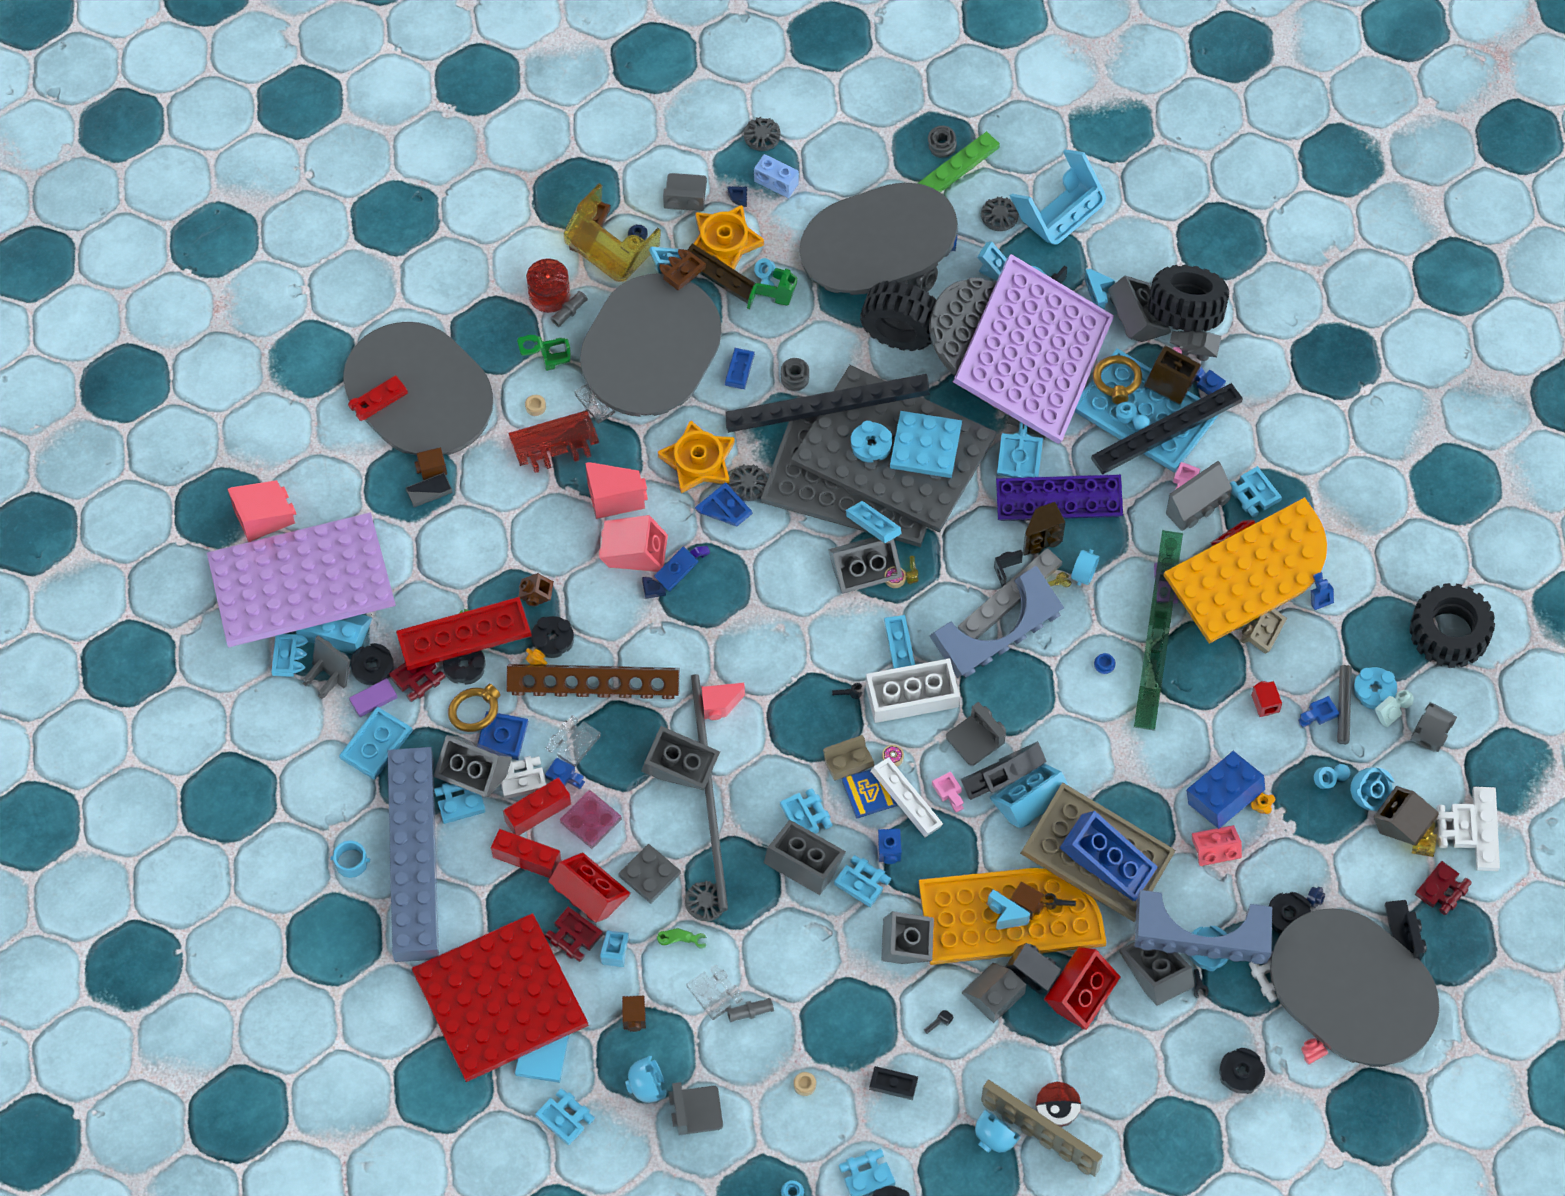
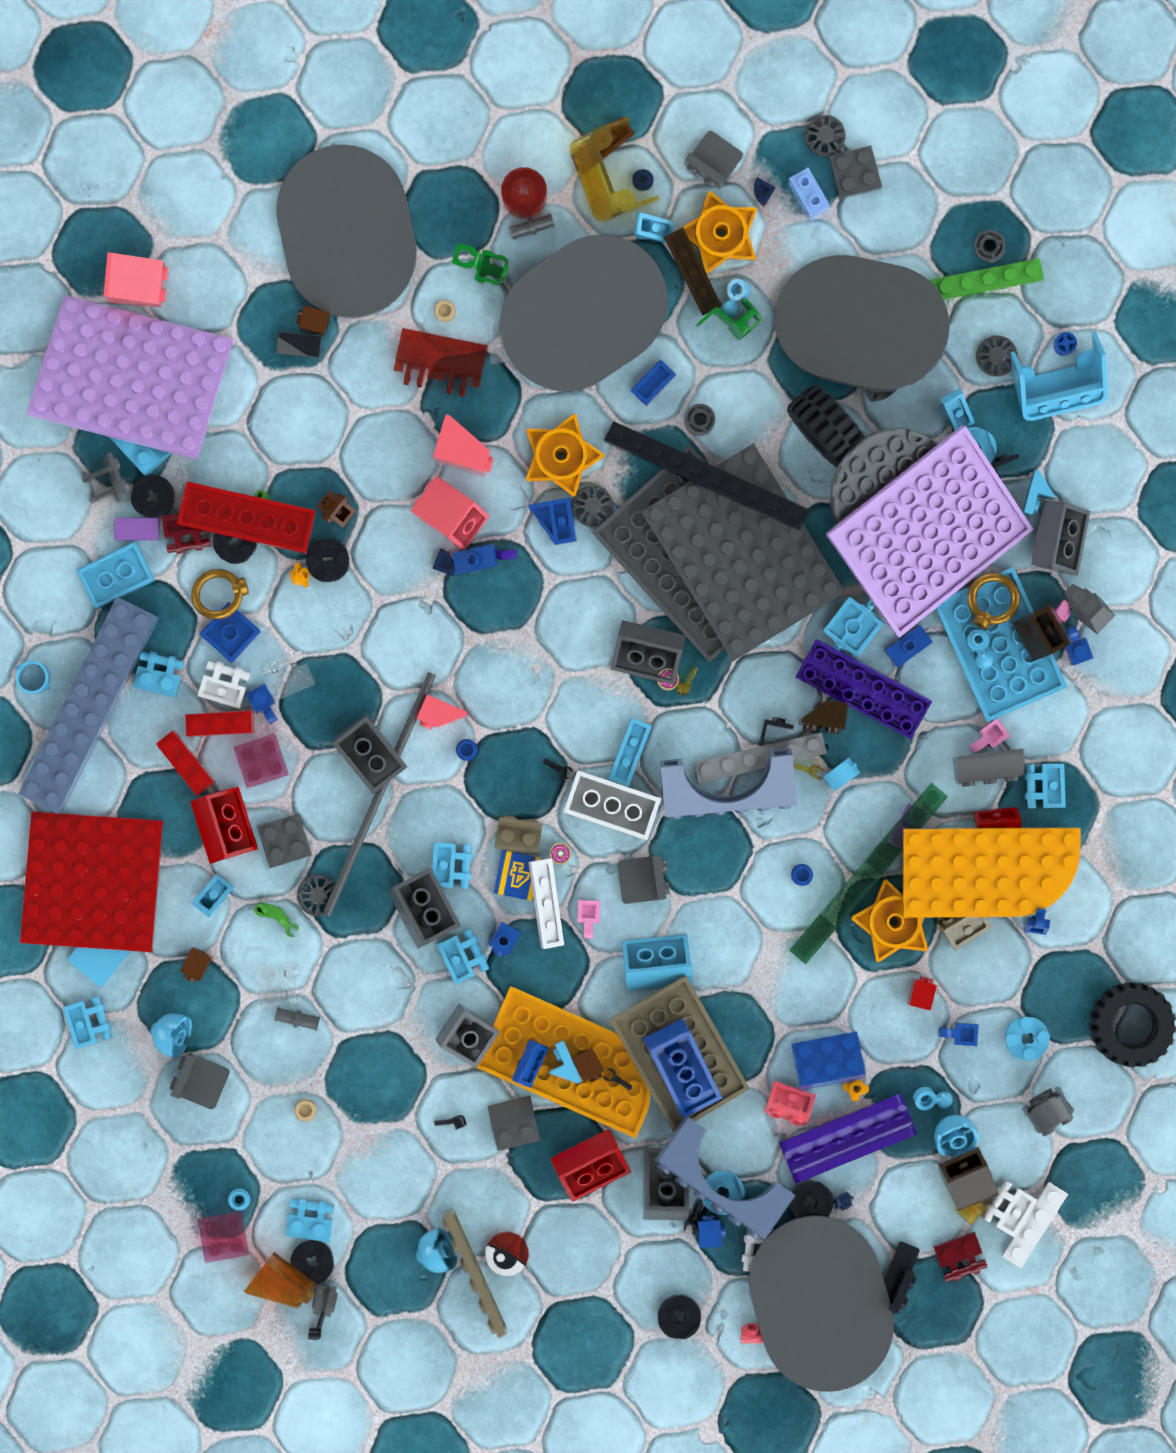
camera: 30 degrees right, 25 degrees up
(287, 653) = (80, 444): medium azure plate -> none
(378, 398) = (302, 223): red plate -> none
(471, 765) = (183, 653): dark grey slope -> none
(578, 929) = (192, 857): dark red plate -> none
(669, 676) = (331, 619): reddish brown brick -> none
(682, 269) = (656, 253): reddish brown plate -> none
(761, 718) = (466, 749): none -> blue plate
(802, 146) = (855, 172): none -> dark grey plate
(867, 431) = (734, 542): medium azure plate -> none
(873, 522) = (674, 623): medium azure plate -> none
(893, 1083) = (379, 1155): black plate -> none
(926, 444) = (770, 571): medium azure plate -> none
(976, 928) = (530, 1063): none -> blue plate
(1004, 772) = (649, 931): black slope -> none
(1033, 968) = (556, 1125): black brick -> none
(1047, 172) = (1066, 340): none -> blue wheel
(1073, 450) = (908, 646): none -> blue plate
(1166, 428) = (1004, 680): black plate -> none
(1188, 298) = (1092, 577): black tyre -> none
(1204, 661) = (884, 936): none -> light orange plate
(1221, 984) = (710, 1231): none -> blue brick
(1283, 846) = (848, 1138): none -> dark purple plate
(1344, 704) = (989, 1038): dark grey axle -> none
(1390, 710) = (1025, 1068): light aqua plate -> none

